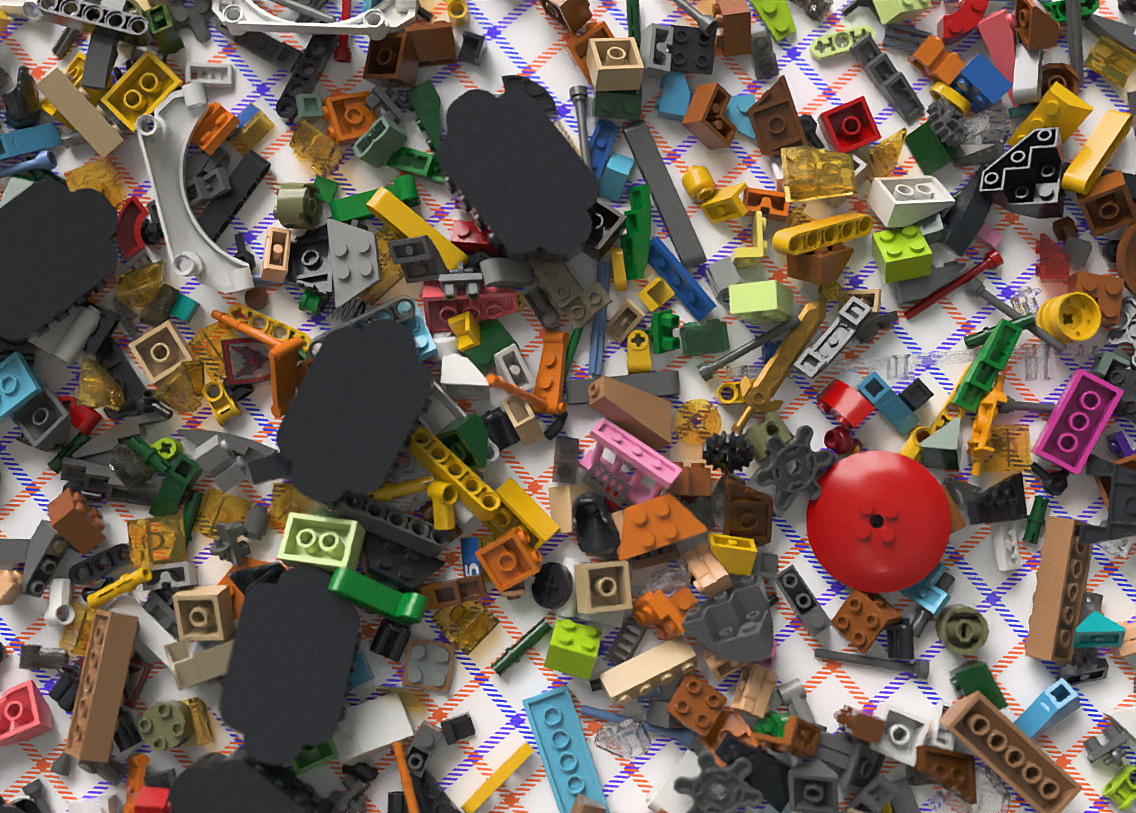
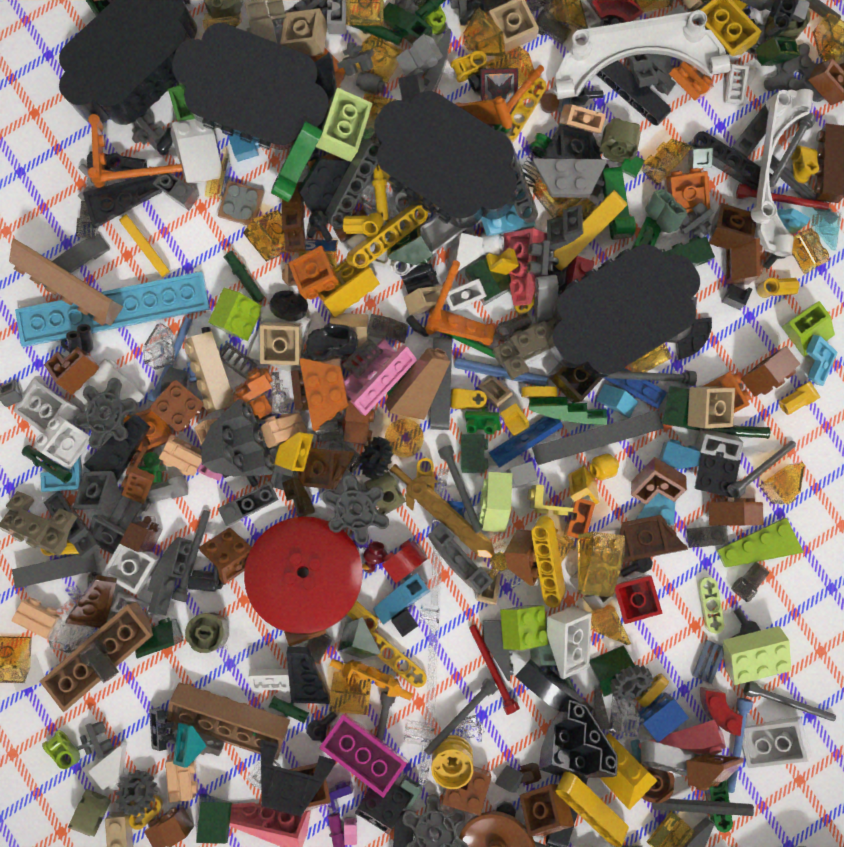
camera: 95 degrees right, 0 degrees up
(184, 308) = (547, 46): teal slope -> none
(250, 130) = (687, 110): clear yellow panel -> none
(390, 639) = (262, 175): black piece -> none
(444, 561) = (318, 223): none -> black piece
(457, 727) = (188, 219): black panel -> none
(778, 545) = (295, 491): none -> dark brown slope
(870, 330) = (463, 592): clear smoke slope -> none
(886, 78) = (676, 638): dark grey slope -> none
(890, 686) = (171, 566): none -> dark grey slope
(922, 615) = (232, 611): dark grey pin -> none
(928, 595) = (238, 608): medium azure plate -> none
(935, 61) = (686, 682): orange brick -> none
(977, 339) = (447, 694): dark green pin -> none
(986, 365) = (421, 686): green slope -> none
(988, 236) = (531, 704): bright pink piece -> none
(1014, 754) = (96, 657): none -> clear smoke piece
(1048, 709) = (131, 694): dark azure slope -> none
(1054, 261) = (502, 757): clear red slope -> none

